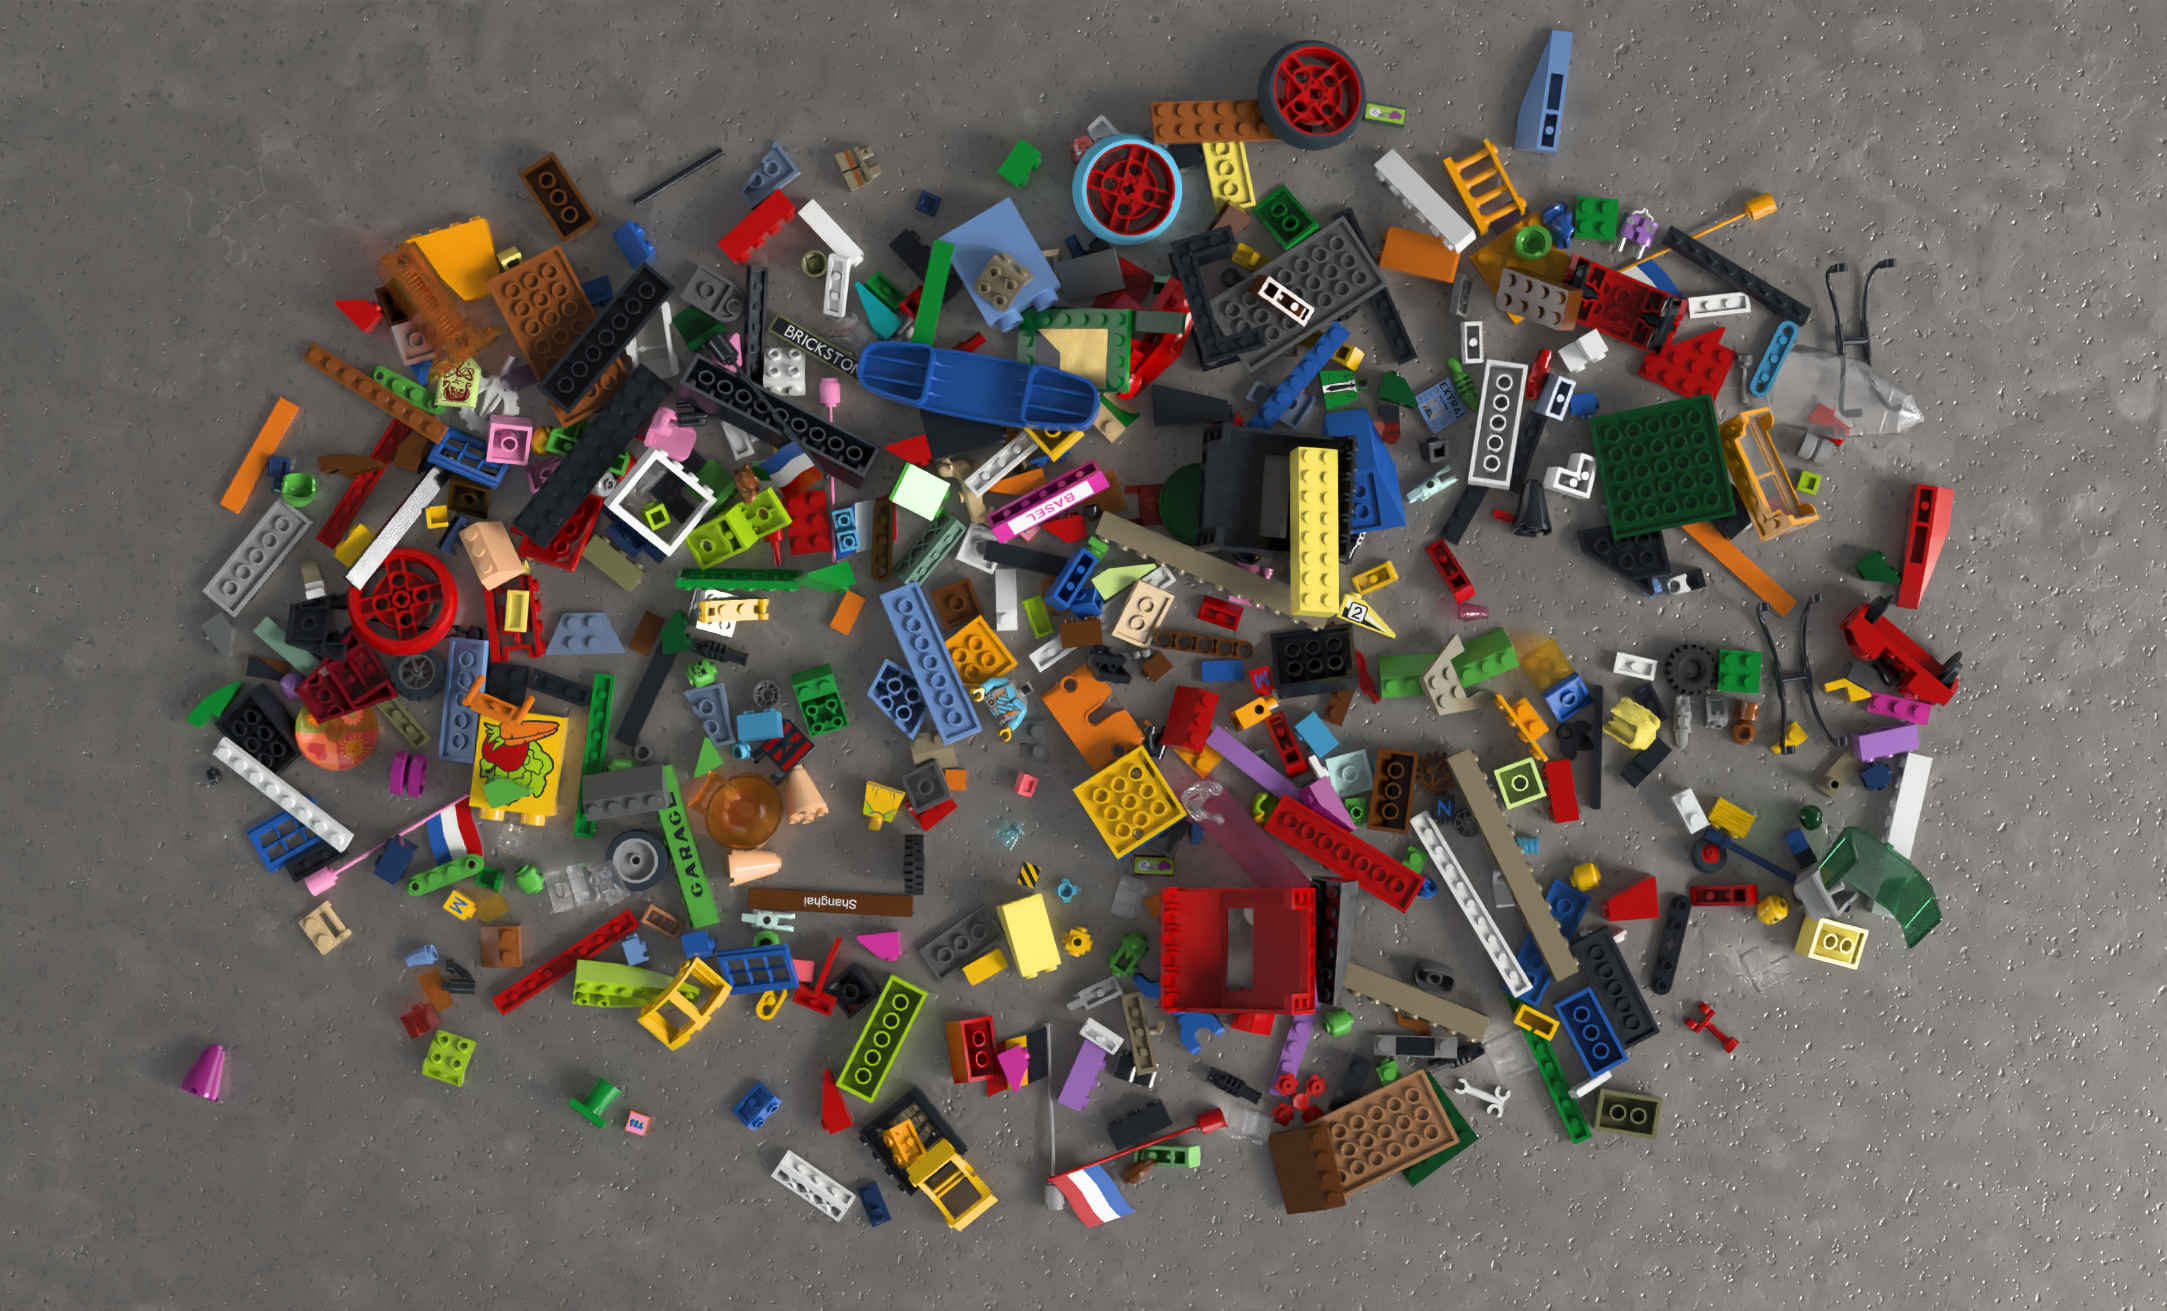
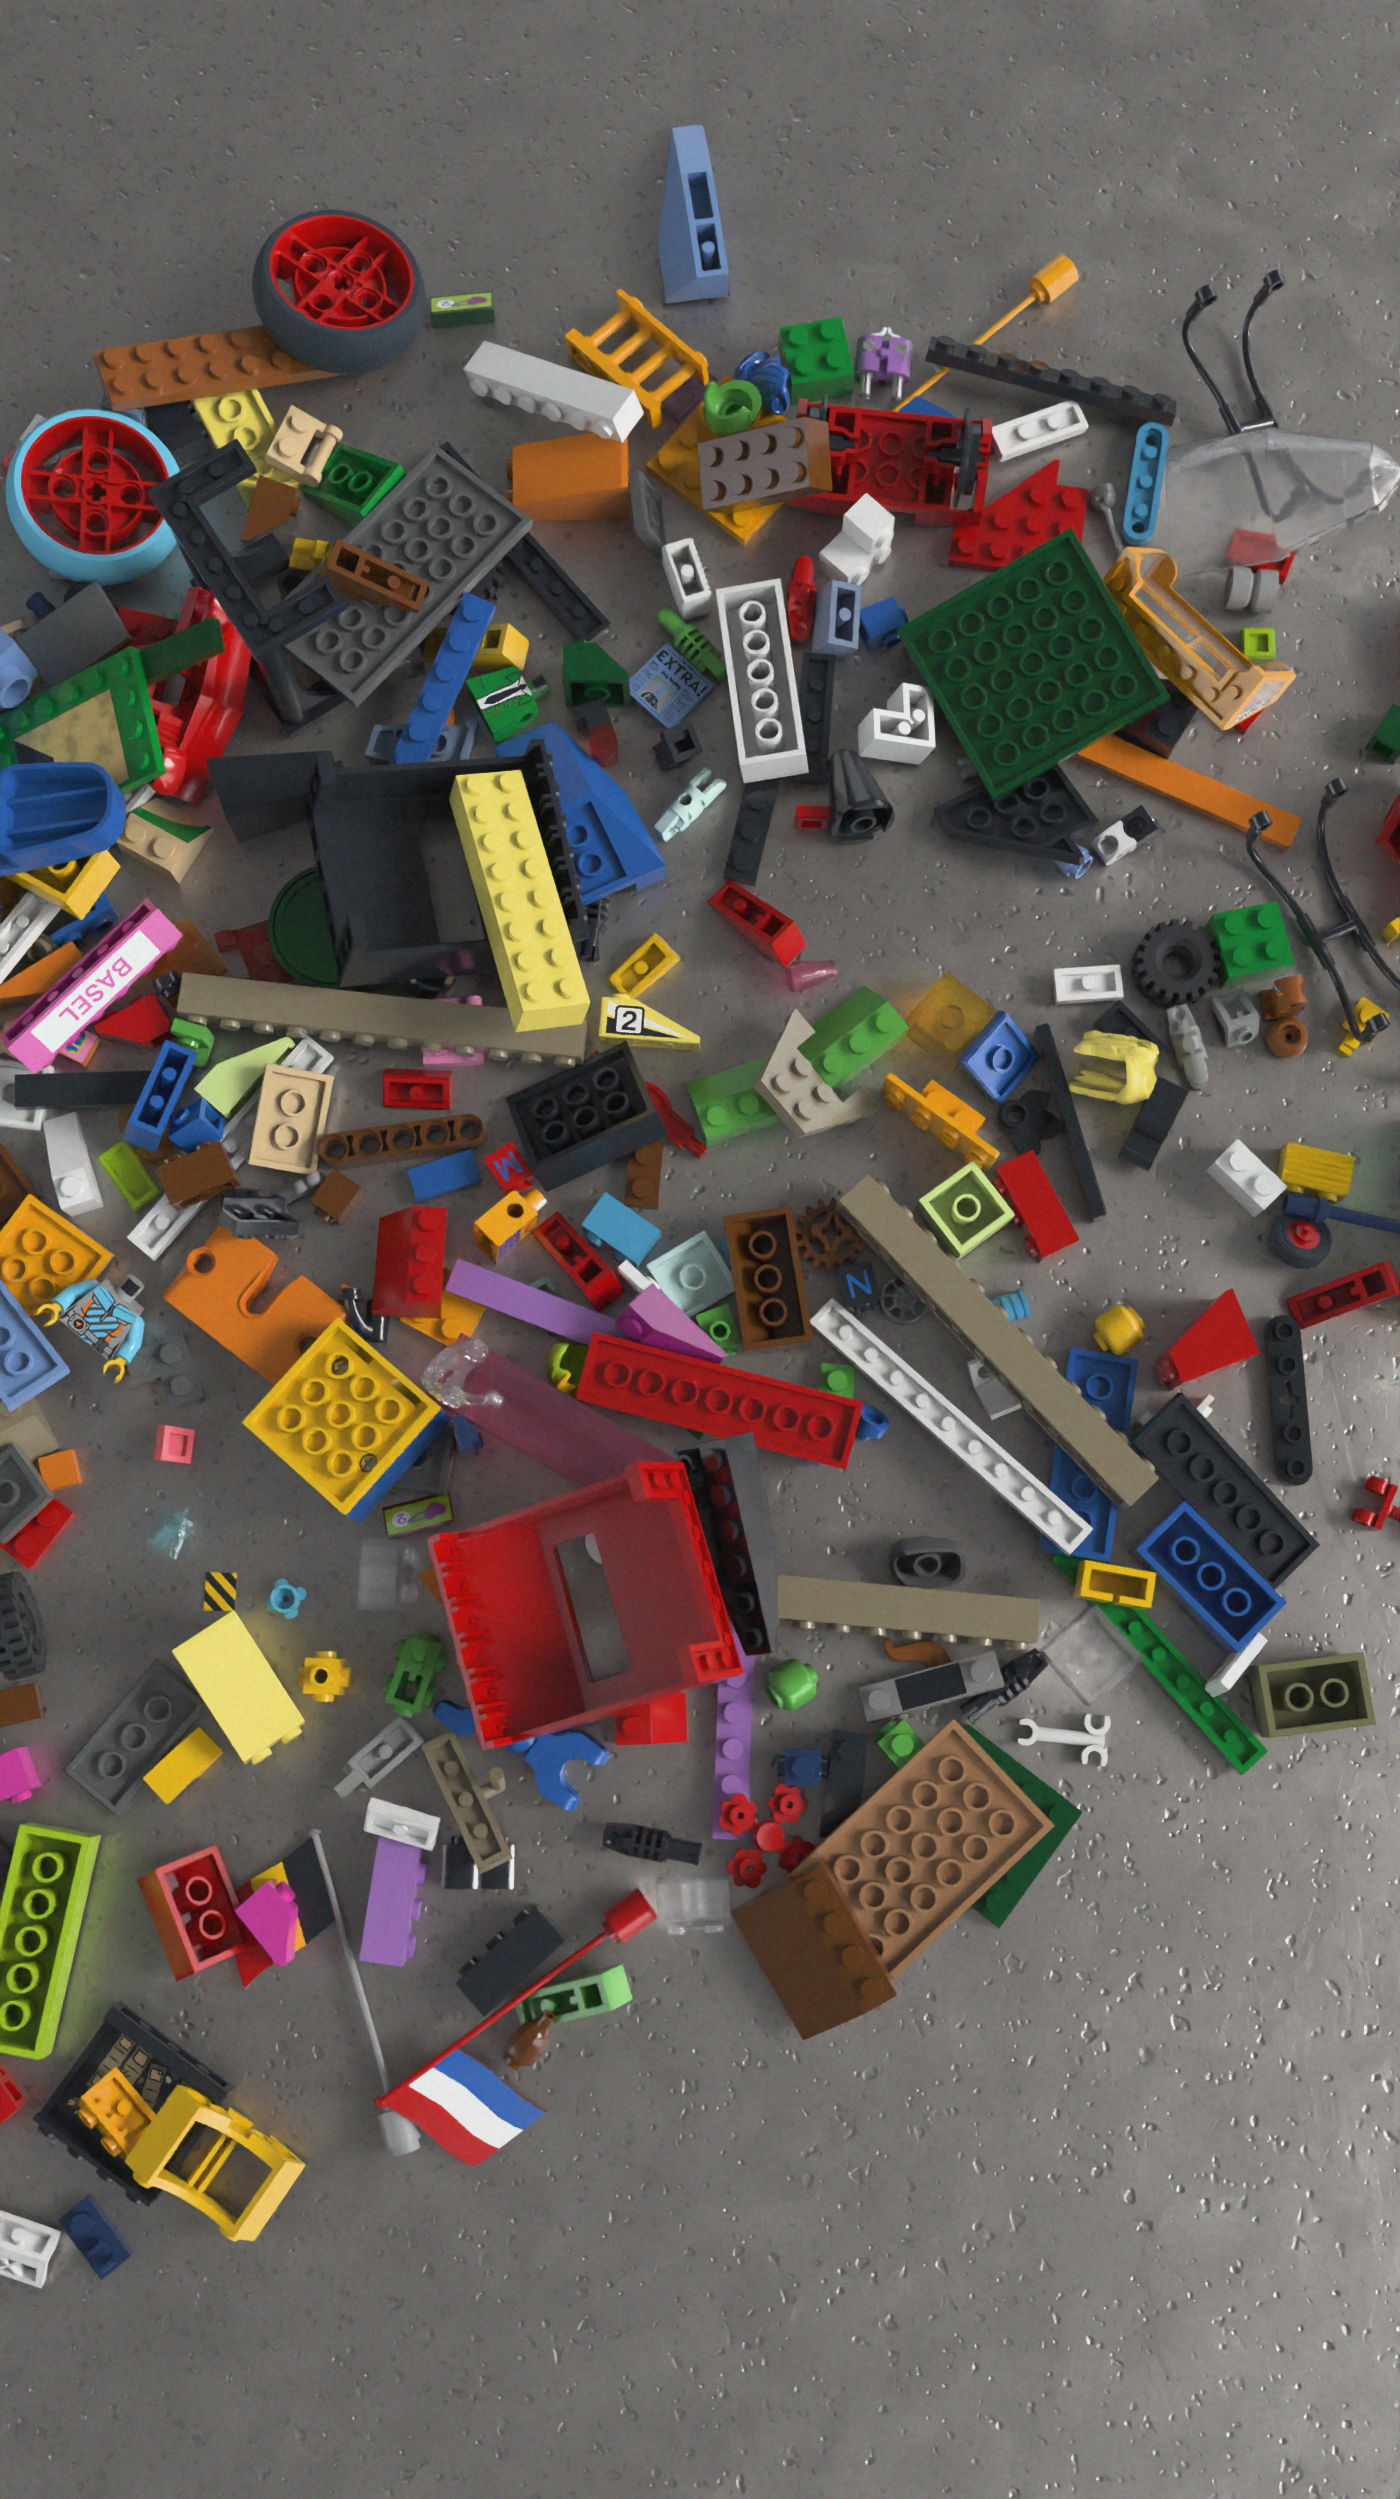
camera: 20 degrees left, 10 degrees down
(1254, 182) = (293, 442): none -> tan plate
(1330, 1068) = (802, 1766): none -> dark blue brick

